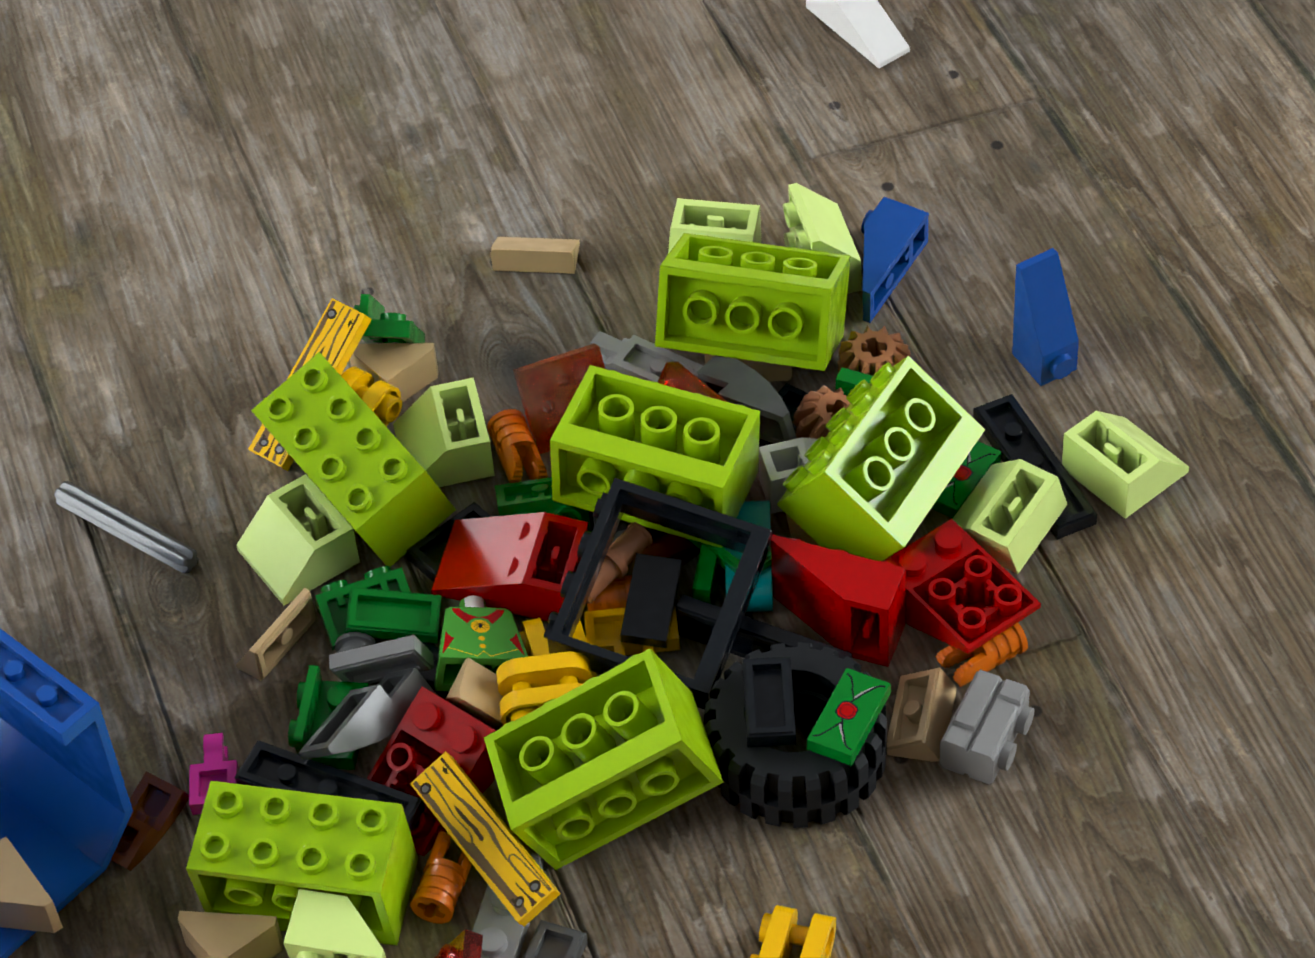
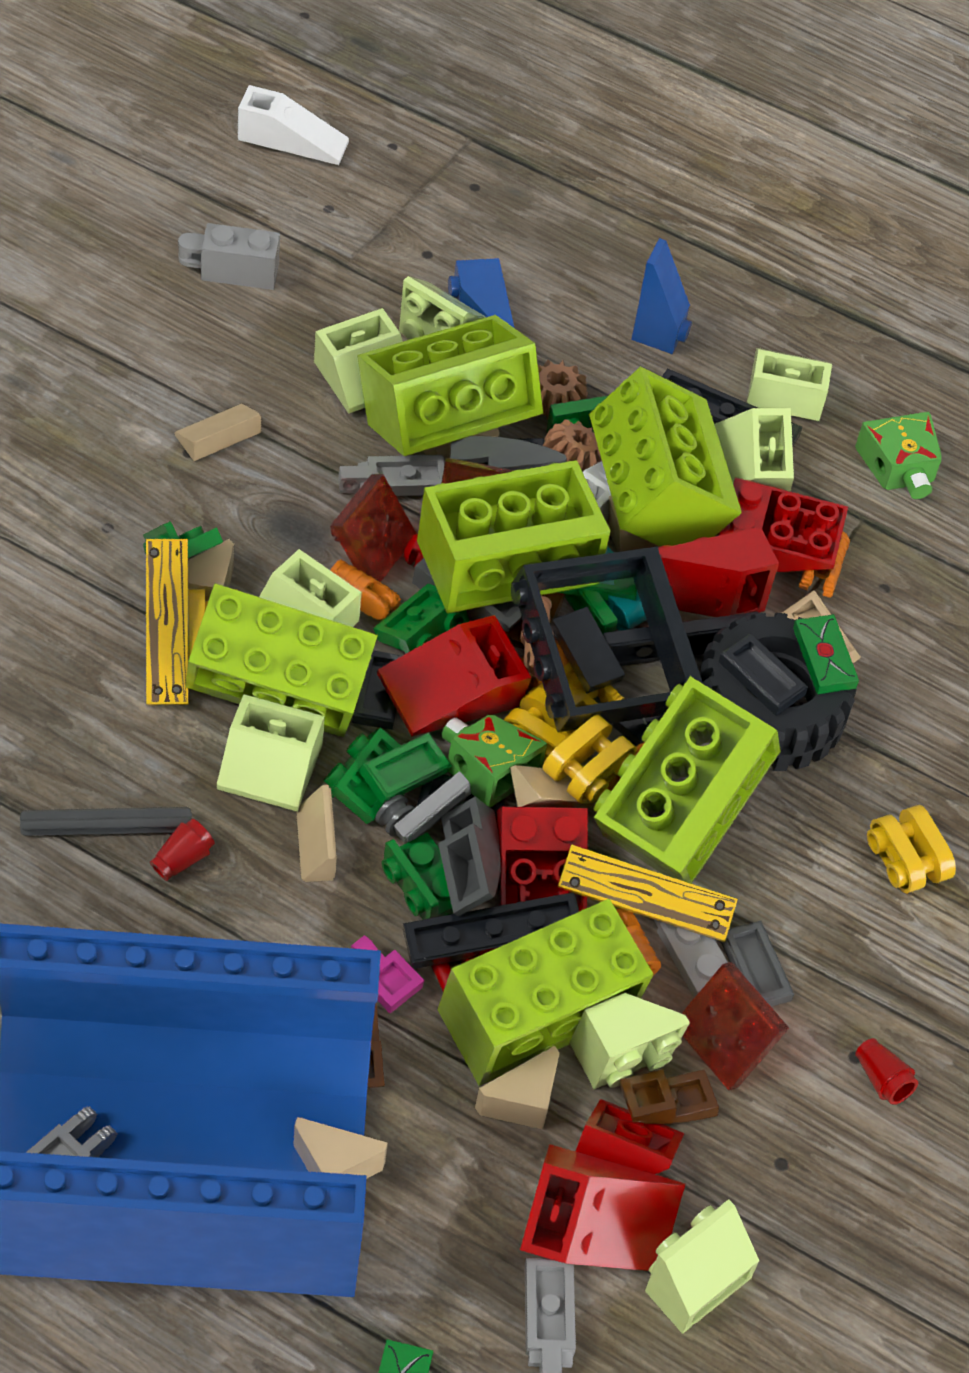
camera: 50 degrees left, 5 degrees up
(157, 582) = (183, 848): none -> red cone
(692, 106) = (232, 255): none -> light grey brick
(985, 727) = (878, 616): light grey brick -> none
(1178, 589) = (901, 452): none -> bright green torso

